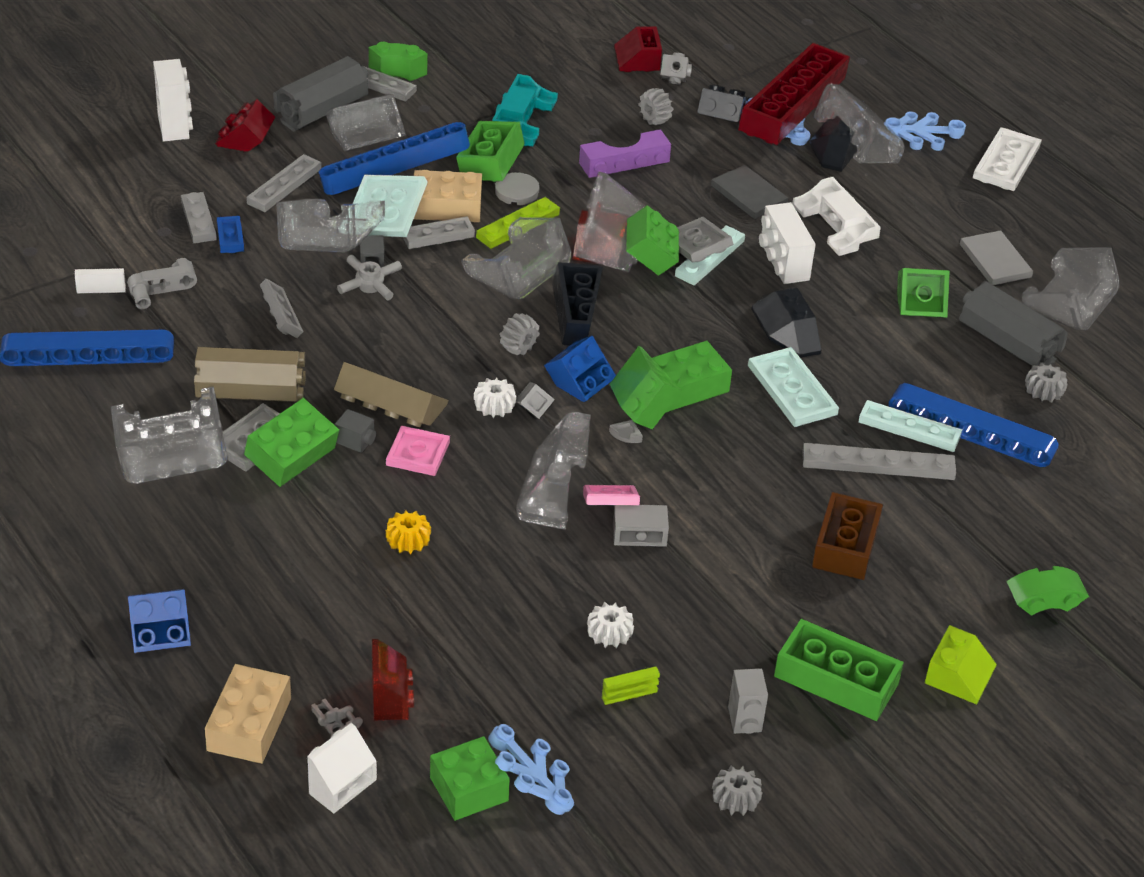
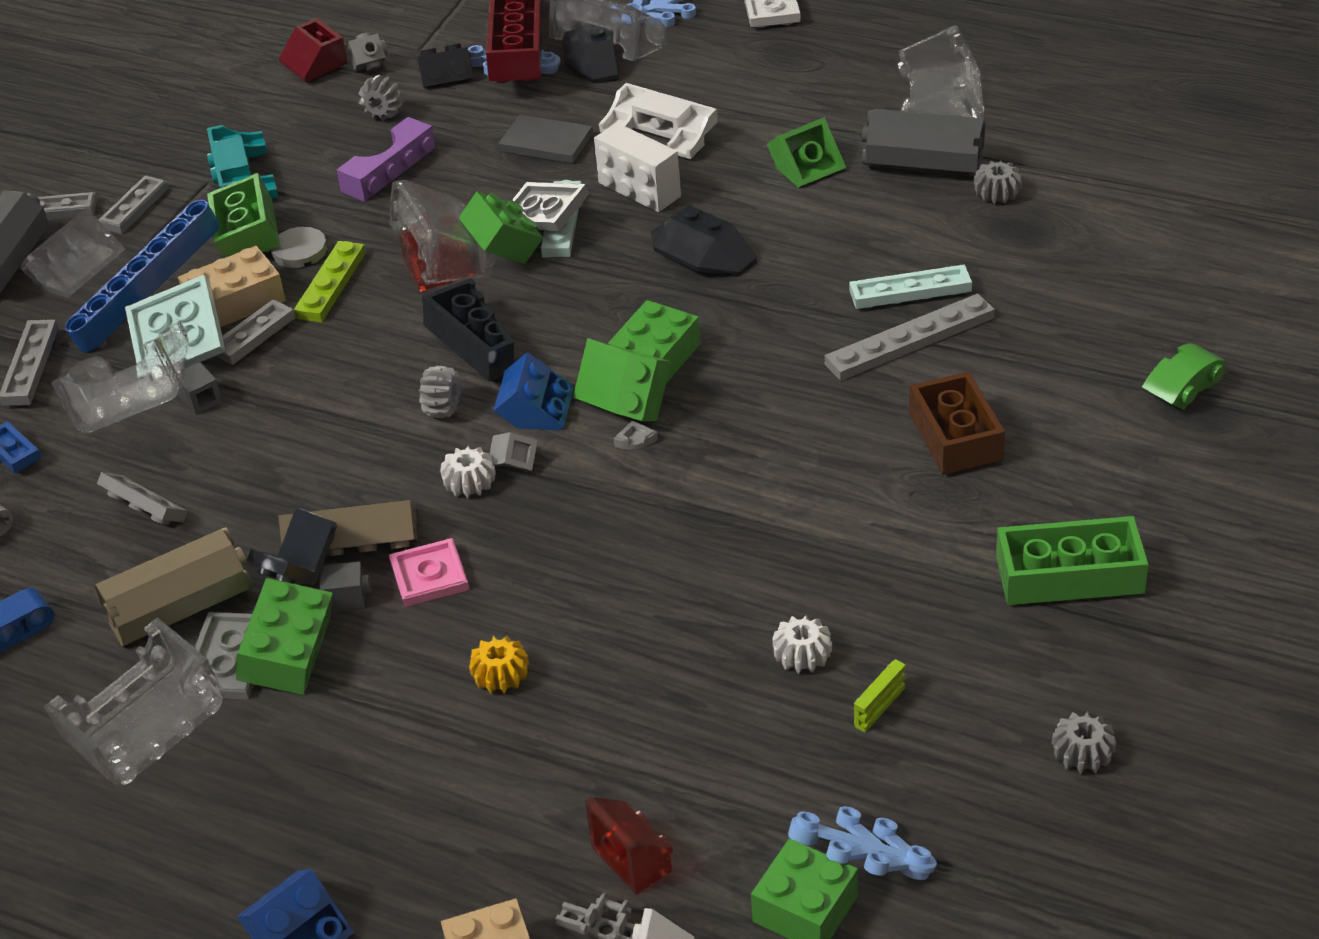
camera: 25 degrees left, 0 degrees up
(338, 398) = (301, 551): none -> black bracket
(369, 277) = (216, 414): light grey bar -> none
(398, 60) = (55, 174): bright green brick -> none
(435, 106) = (133, 204): none -> light grey tile
(527, 262) = (376, 311): clear windscreen -> none
(548, 479) = (609, 534): clear windscreen -> none
(611, 495) = (684, 508): bright pink tile -> none
(640, 525) = (739, 523): light grey brick -> none
(747, 701) = (1018, 642): light grey brick -> none
(793, 387) = (763, 306): light aqua plate -> none
(960, 665) = (1171, 493): lime slope -> none
(978, 425) = (979, 253): blue beam -> none
(996, 257) = (841, 90): light grey tile -> none

